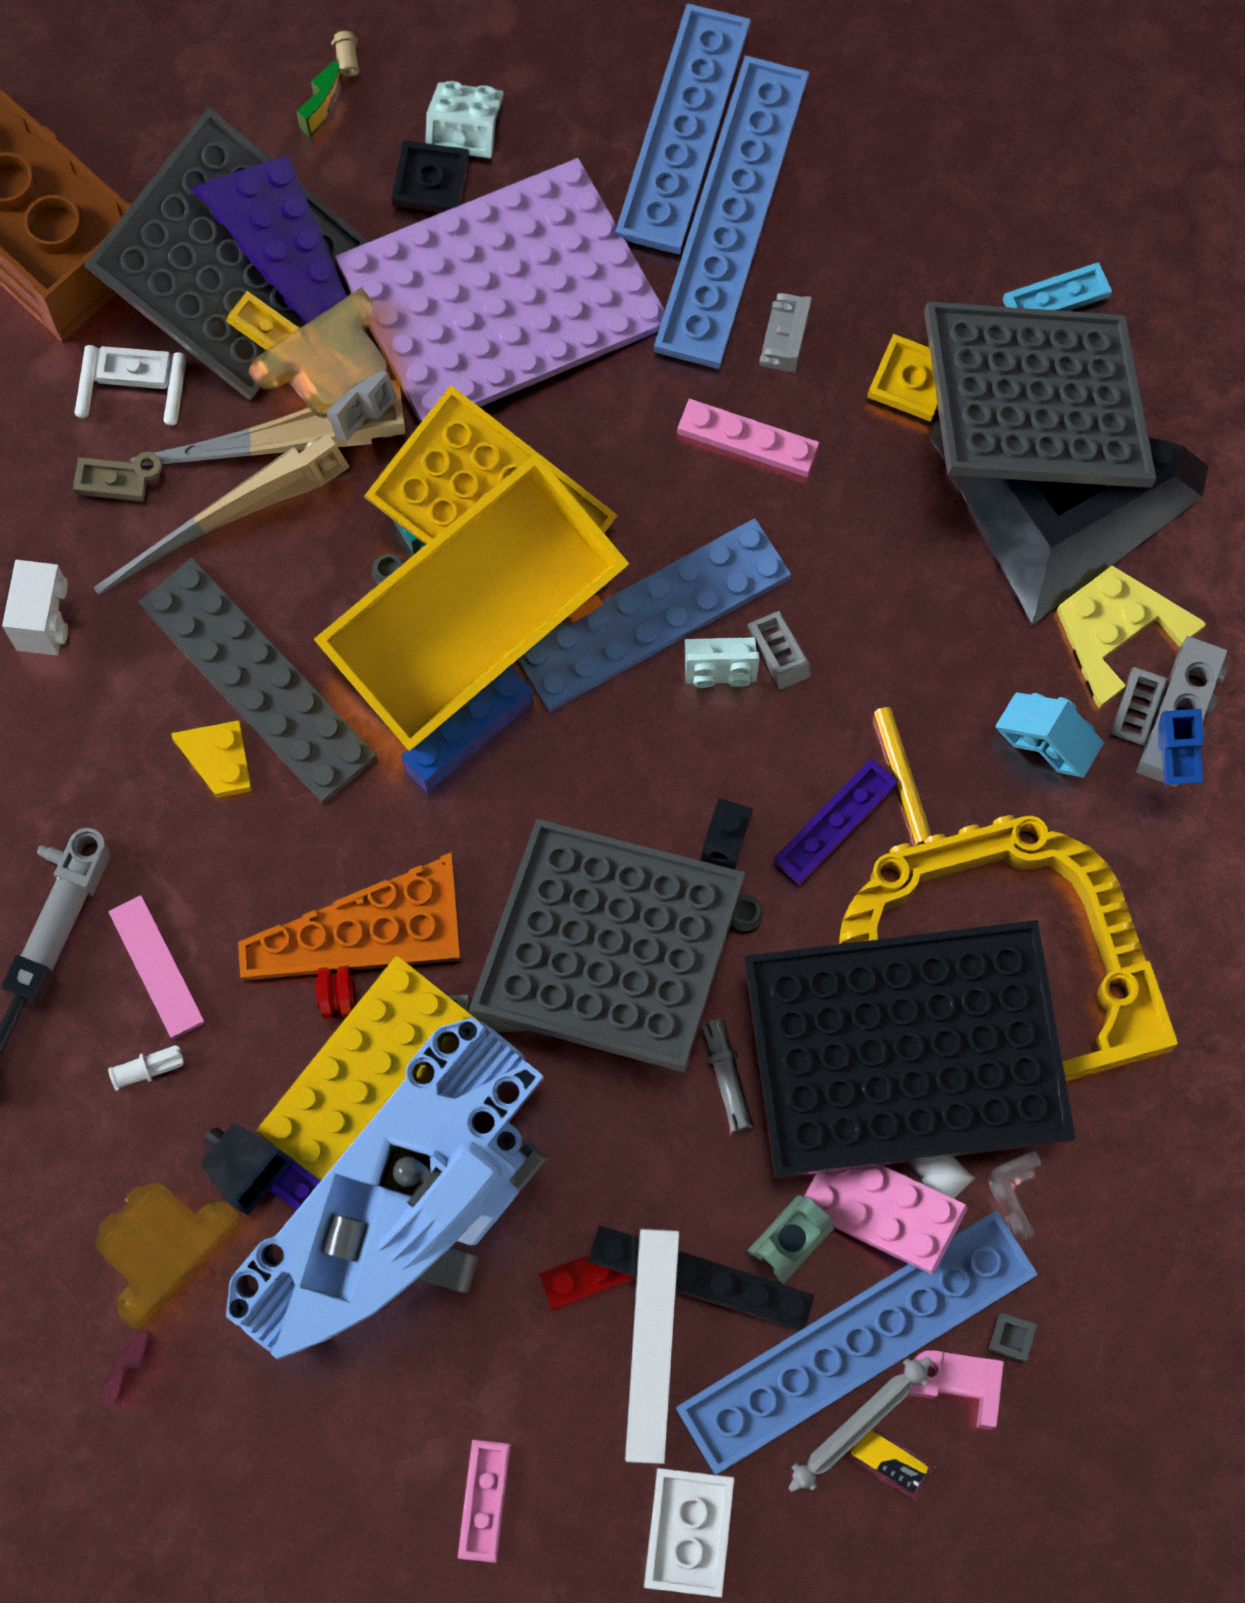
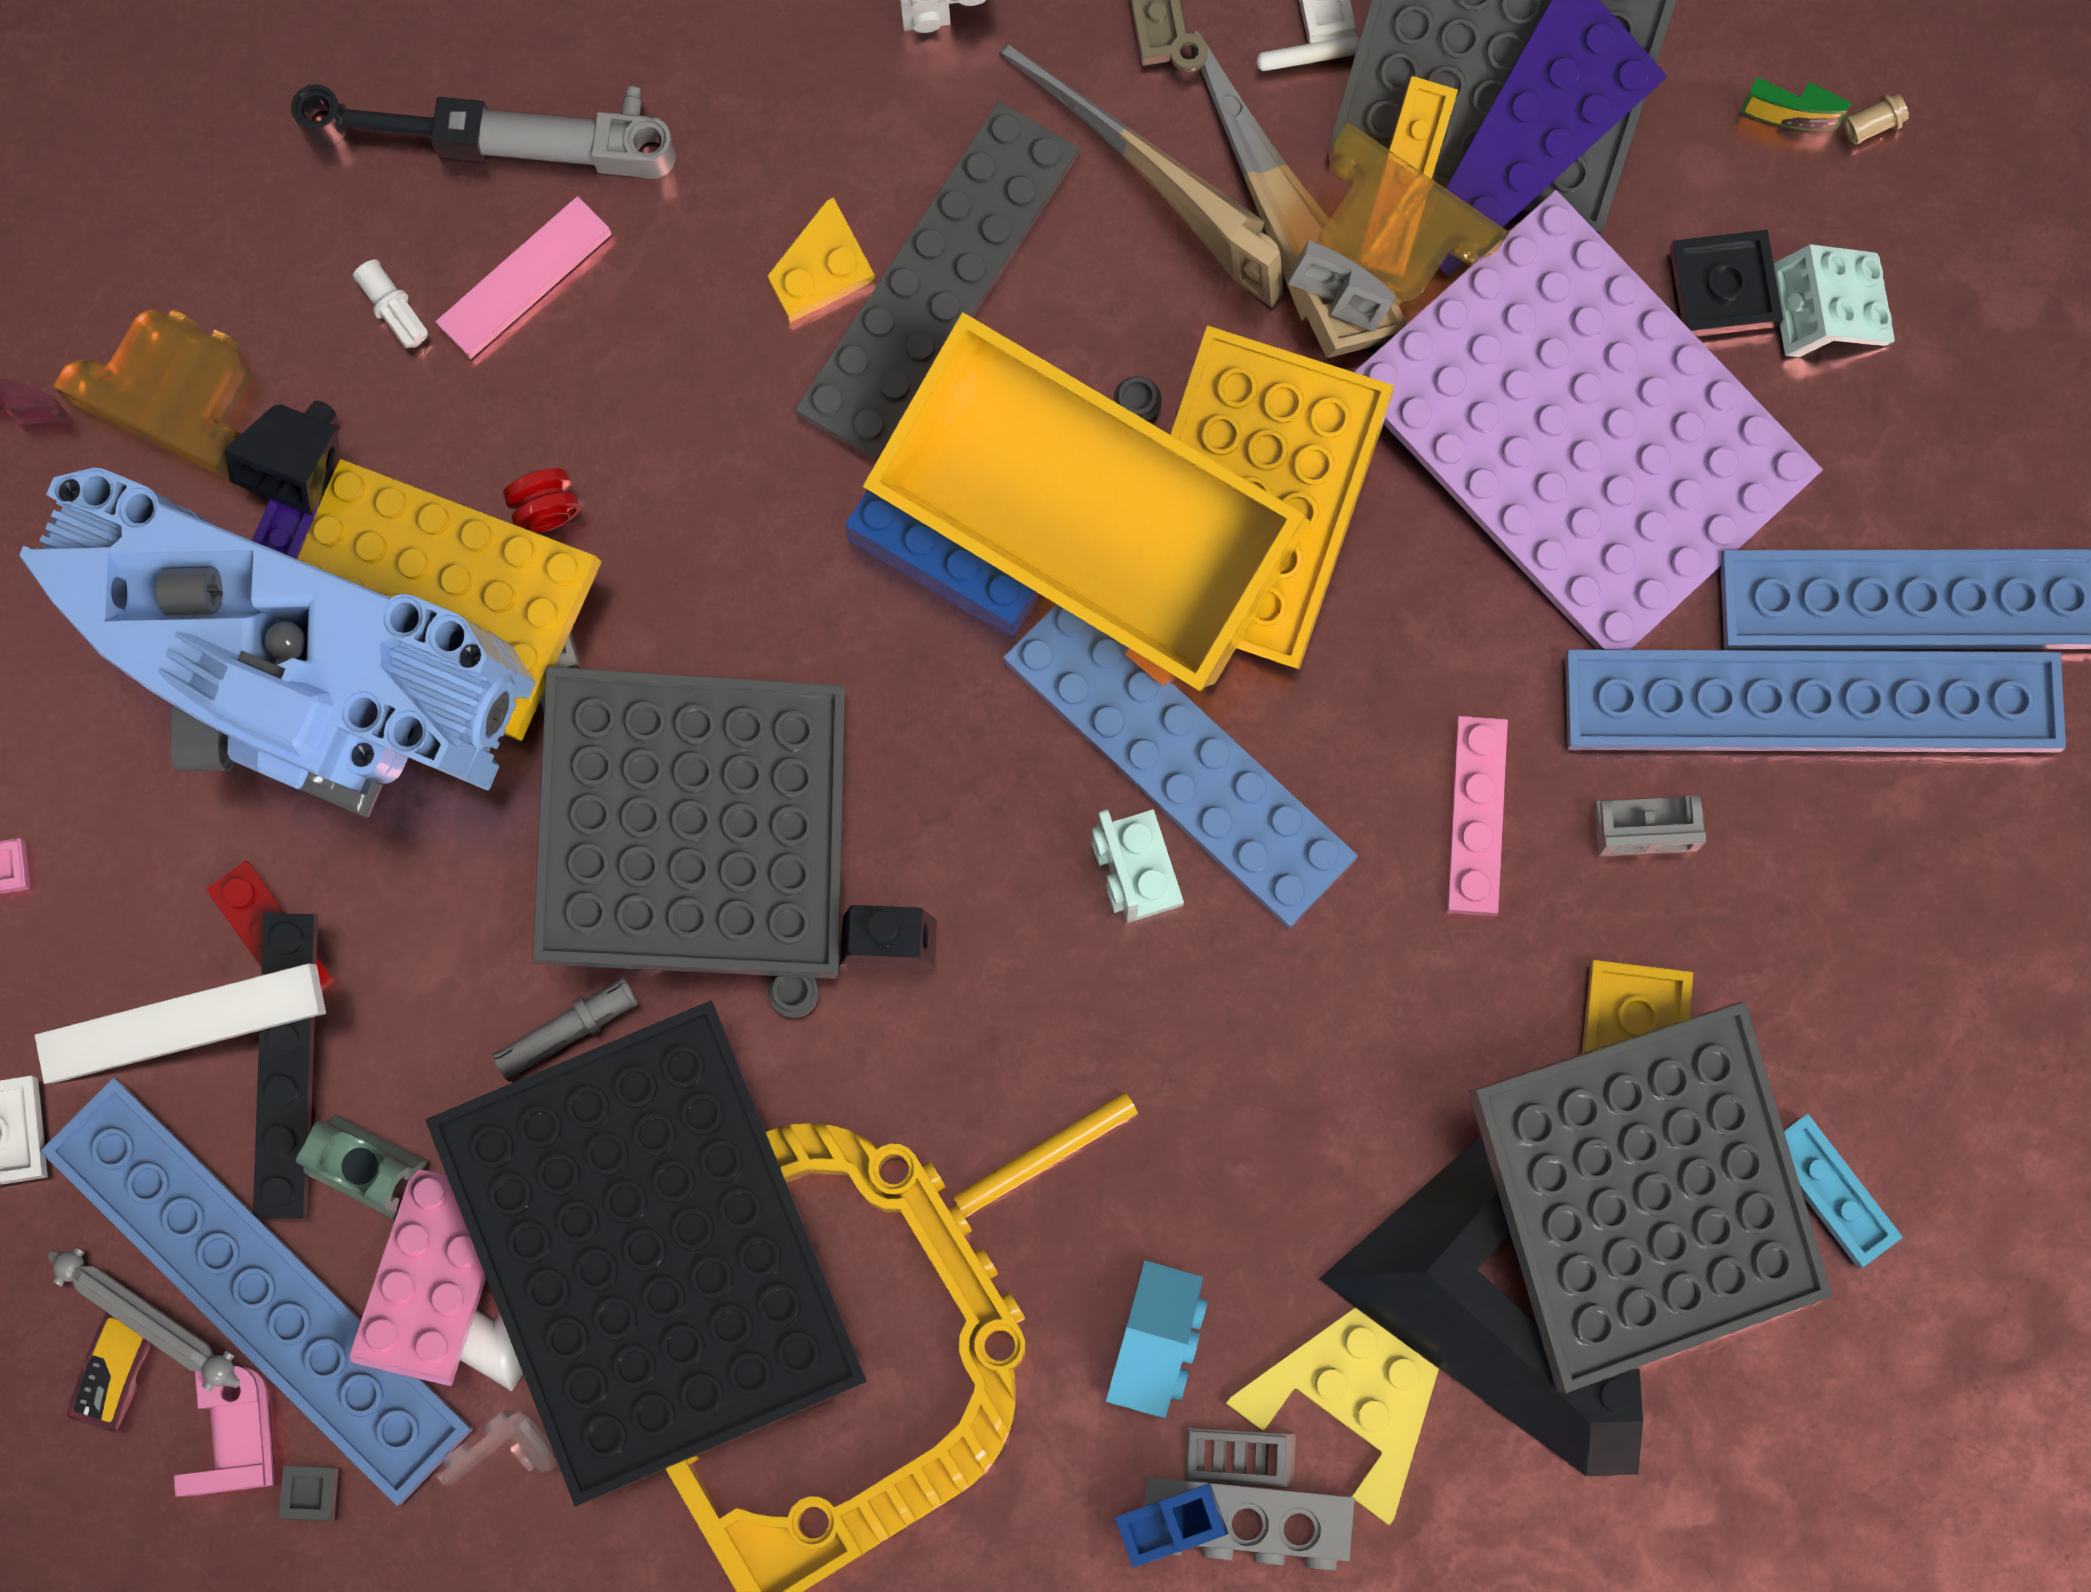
camera: 75 degrees right, 5 degrees up
(365, 930) = (652, 538): orange wing -> none
(789, 669) = (1146, 964): light grey slope -> none
(835, 821) = (952, 1079): dark purple plate -> none

